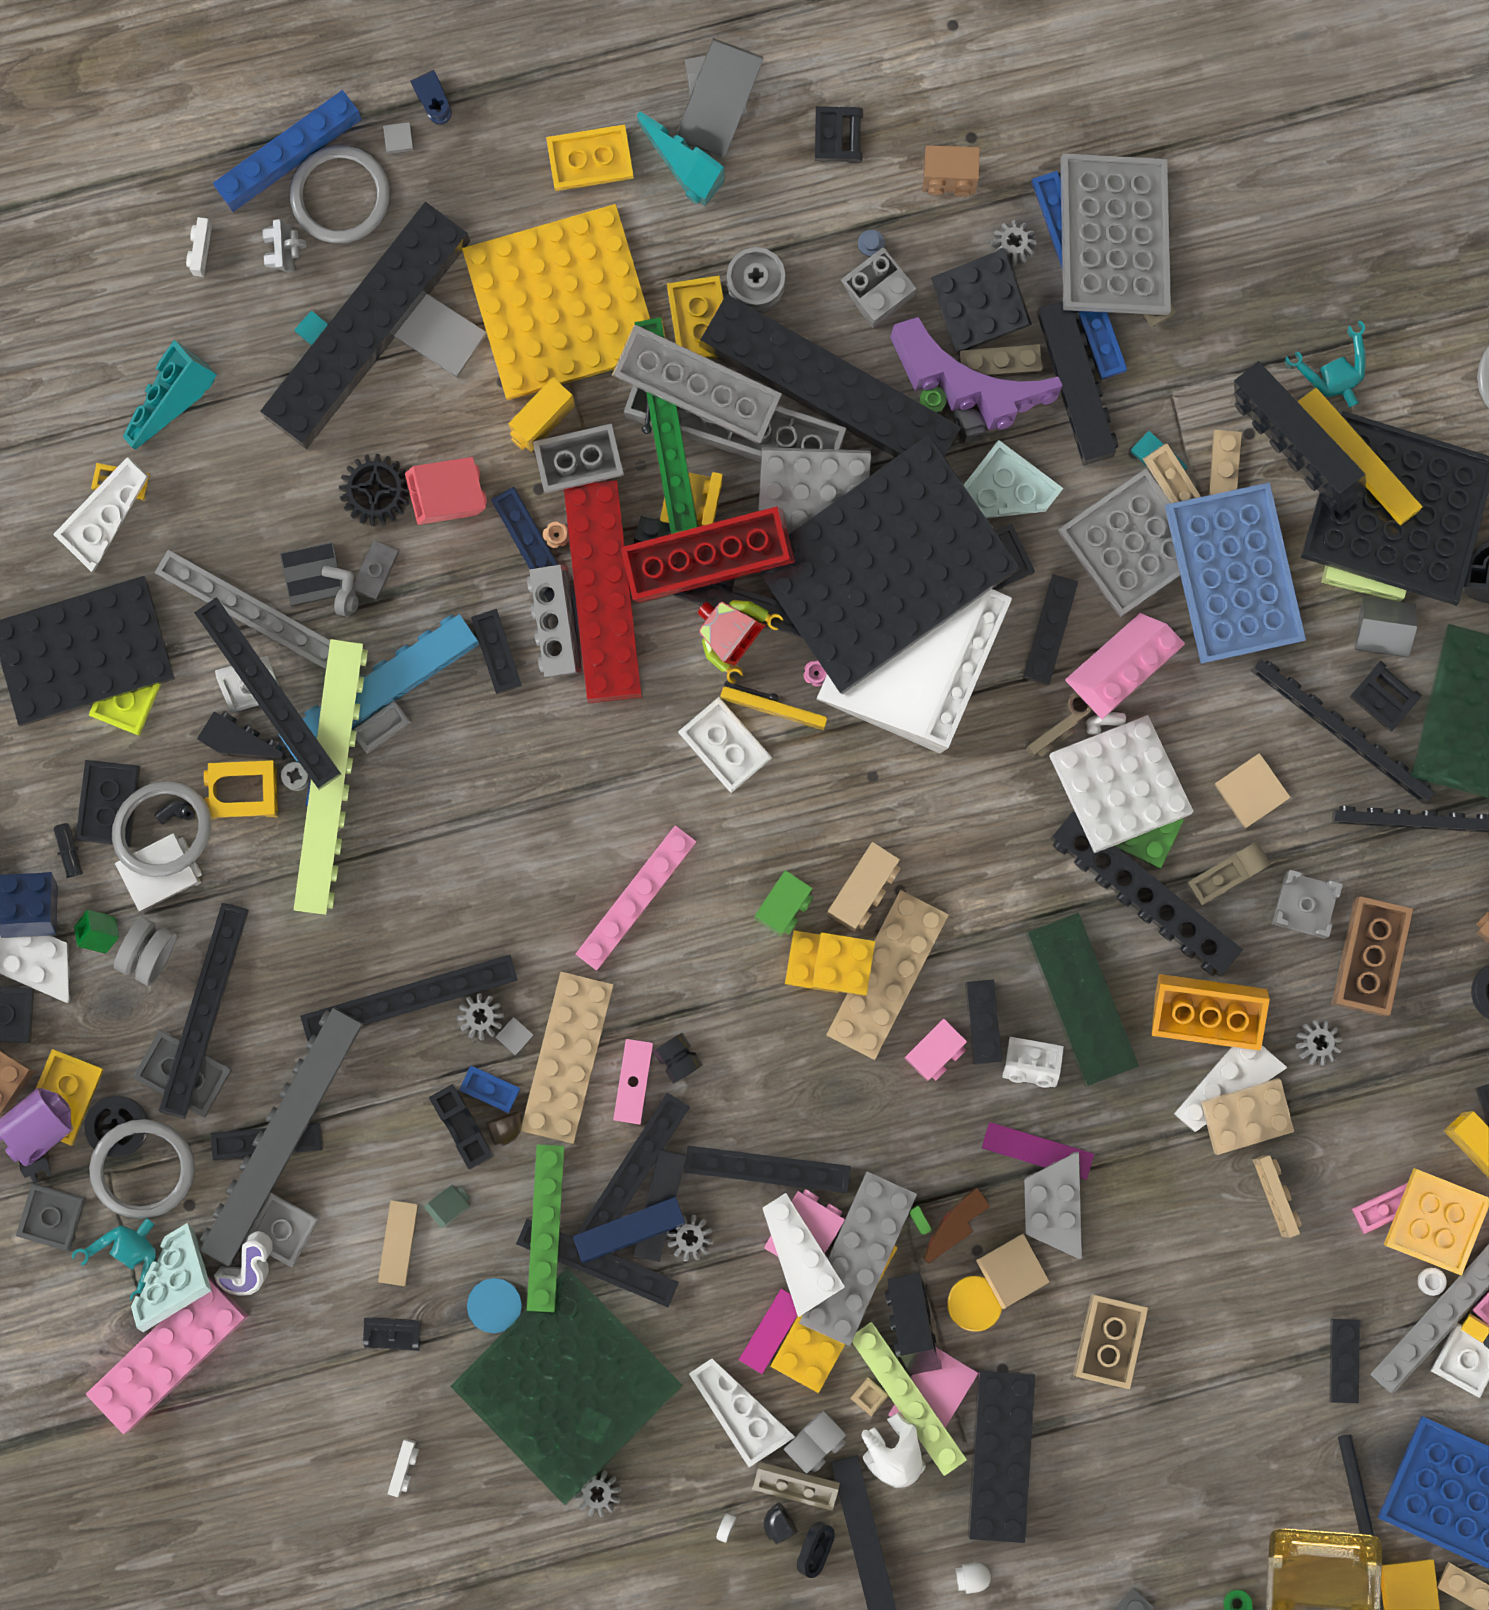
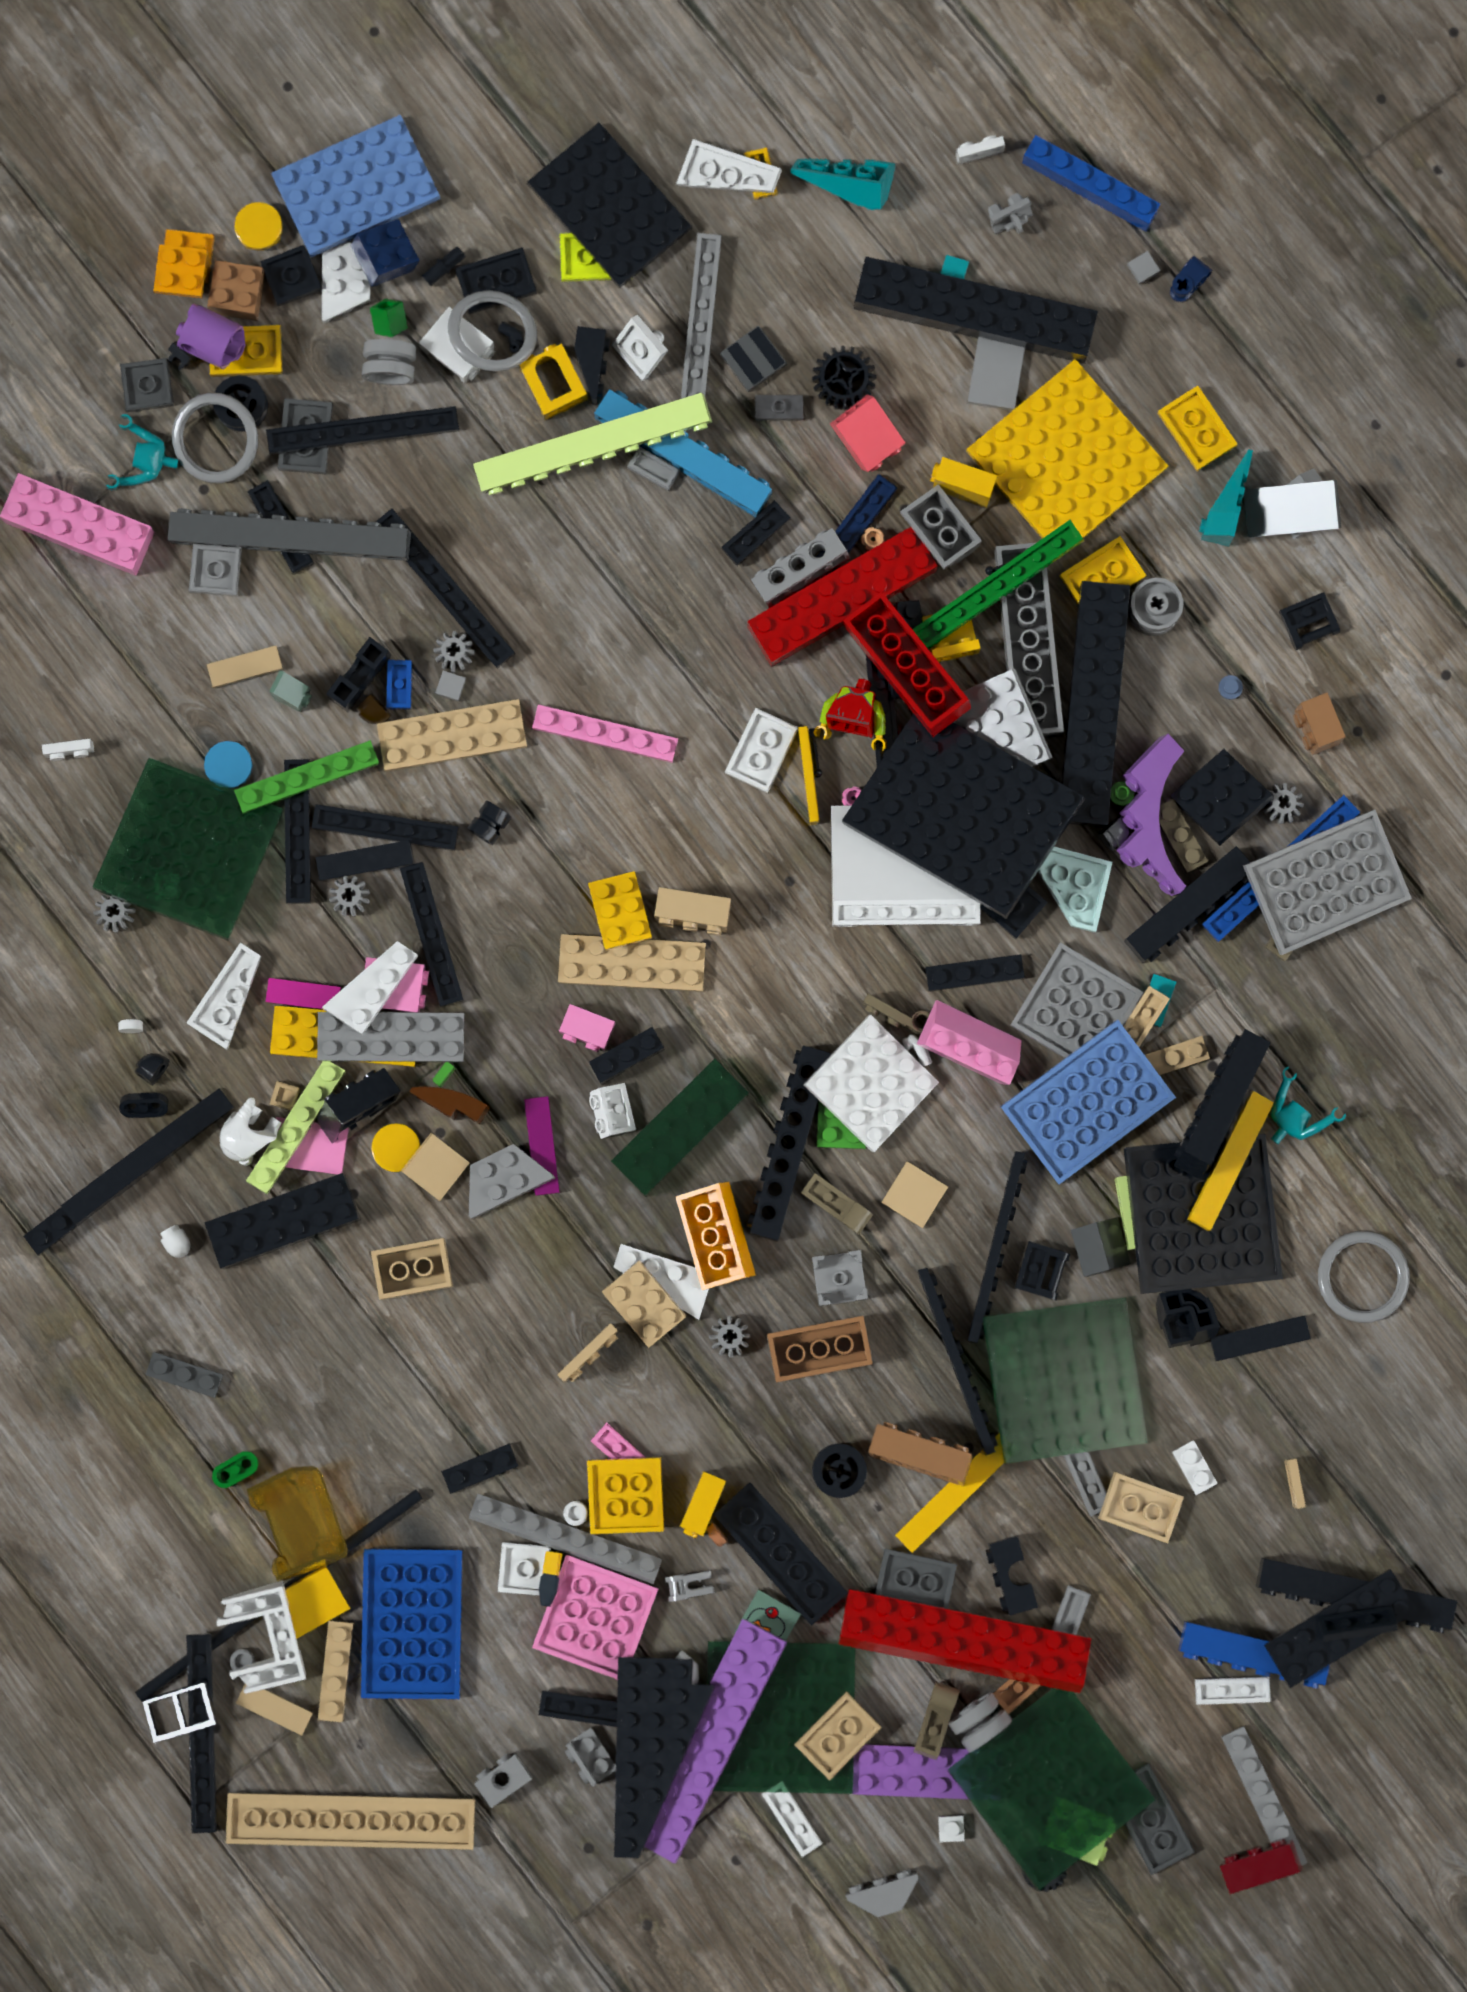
camera: 65 degrees right, 0 degrees up
(173, 1280) = (137, 501): light aqua plate -> none
(254, 1267) = (175, 560): white animal -> none
(267, 693) = (636, 363): black plate -> none
(299, 778) = (583, 422): light grey wheel -> none
(321, 156) = (1079, 204): light grey wedge -> none
(346, 599) = (744, 394): light grey plate -> none
(392, 1333) = (170, 693): black hinge -> none
(629, 1230) = (333, 843): dark blue tile -> none
(634, 1064) = (440, 801): bright pink tile -> none
(696, 384) = (1041, 592): light grey plate -> none
(783, 904) = (650, 852): bright green brick -> none
(796, 1486) = (187, 1067): dark tan plate -> none
(816, 1441) = (229, 1067): light grey brick -> none
(878, 287) = (1195, 708): light grey slope -> none

